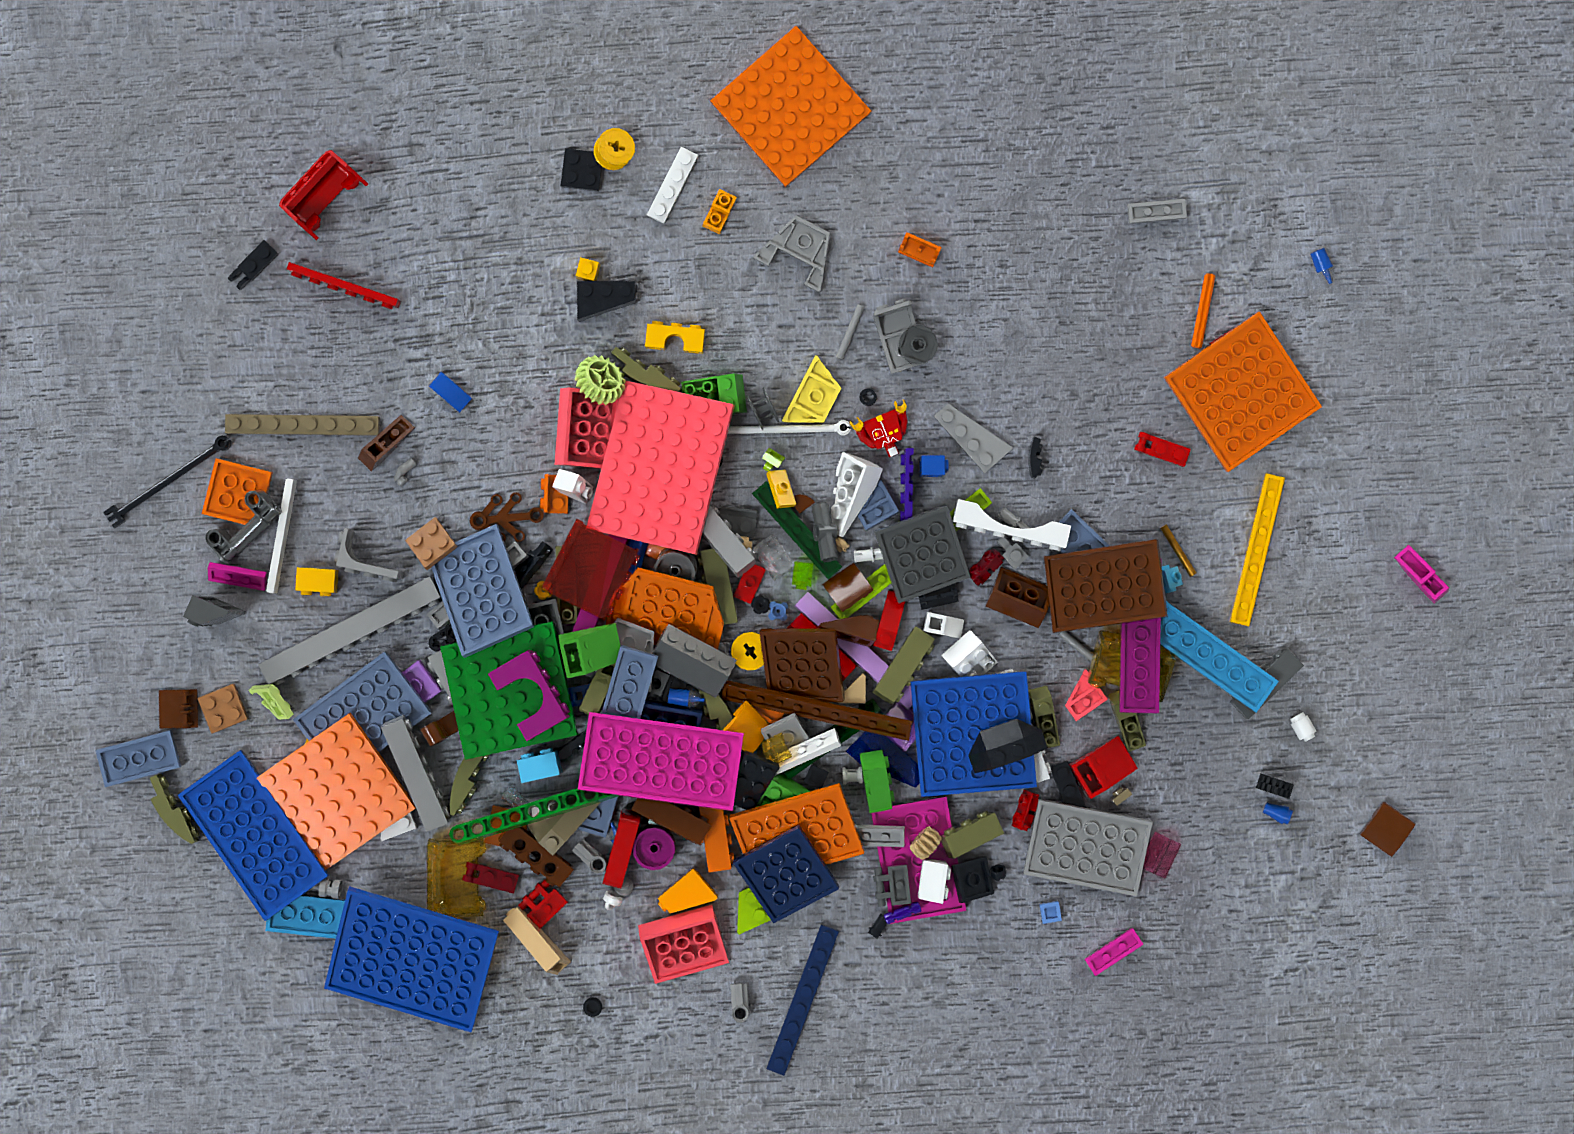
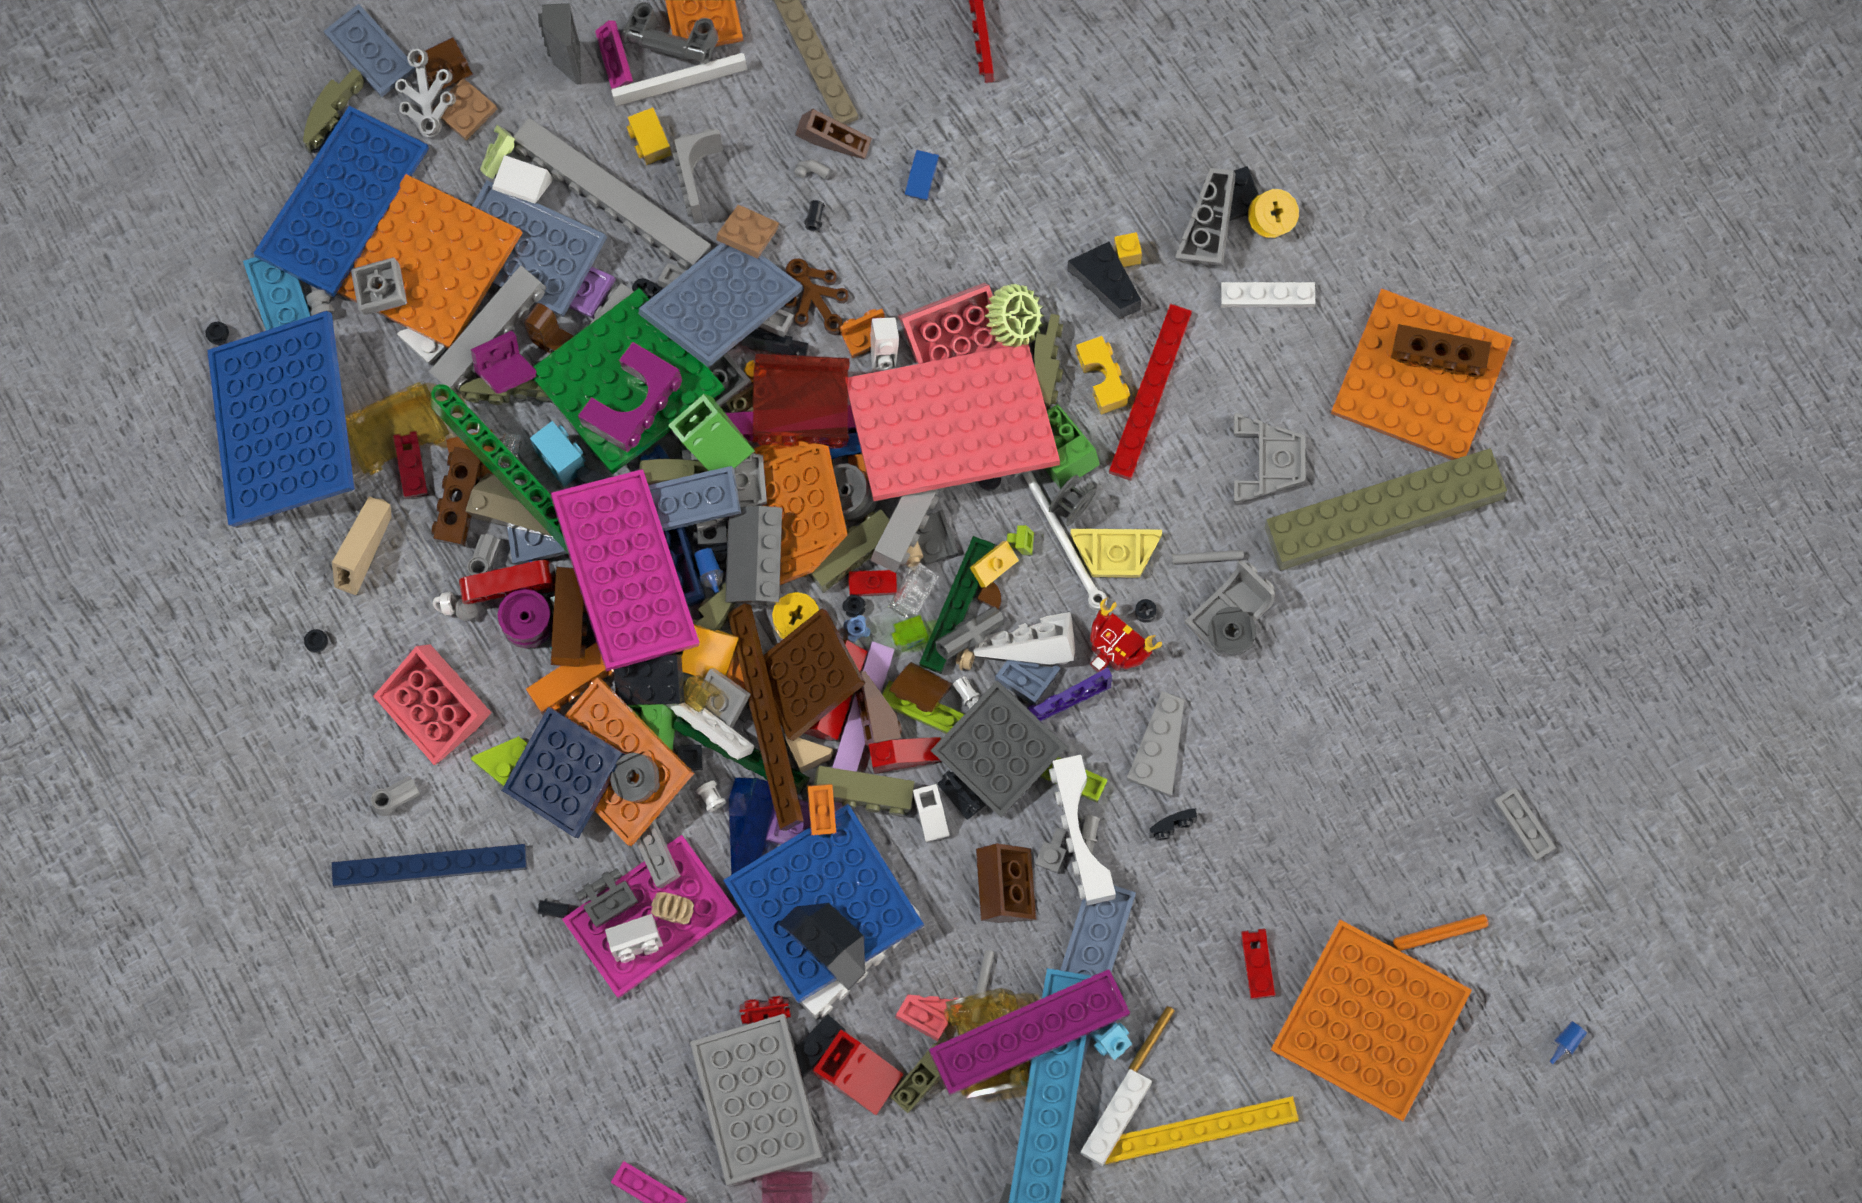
camera: 70 degrees right, 15 degrees down
(199, 734) = (426, 95): none -> light grey plant
(307, 693) = (521, 179): none -> white slope
(313, 974) = (217, 333): none -> black plate
(333, 848) = (367, 280): none -> light grey brick
(447, 490) = (813, 221): none -> black pin
(451, 775) = (501, 363): none -> magenta bracket
(547, 907) = (404, 539): red plate -> none
(602, 203) = (1209, 223): none -> light grey wedge
(686, 893) = (492, 679): light orange slope -> none
(704, 309) = (1150, 392): none -> red plate
(719, 211) = (1266, 356): light orange slope -> none
(798, 57) = (1453, 345): none -> reddish brown brick
(828, 818) = (647, 782): none -> dark grey plate
(877, 781) = (716, 821): bright green wedge -> none
(880, 186) = (1385, 509): none -> olive brick
(902, 912) = (580, 924): dark purple axle -> none
(908, 703) = (821, 809): none -> orange plate
(919, 249) = (1339, 586): orange hinge -> none
(933, 465) = (1104, 712): blue brick -> none
(969, 656) = (910, 860): white slope -> none
(971, 834) = (707, 957): olive brick -> none
(972, 879) = (656, 986): black plate -> none
(990, 559) = (1012, 826): dark red hinge -> none
(998, 872) = (678, 1014): black hinge -> none
(1044, 714) = (882, 978): olive slope -> none
(1050, 912) = (660, 1095): medium blue plate -> none
(1105, 586) = (1065, 964): reddish brown plate -> none
(1120, 795) = (835, 1109): dark tan plate -> none
(1222, 603) = (1116, 1117): none -> white plate

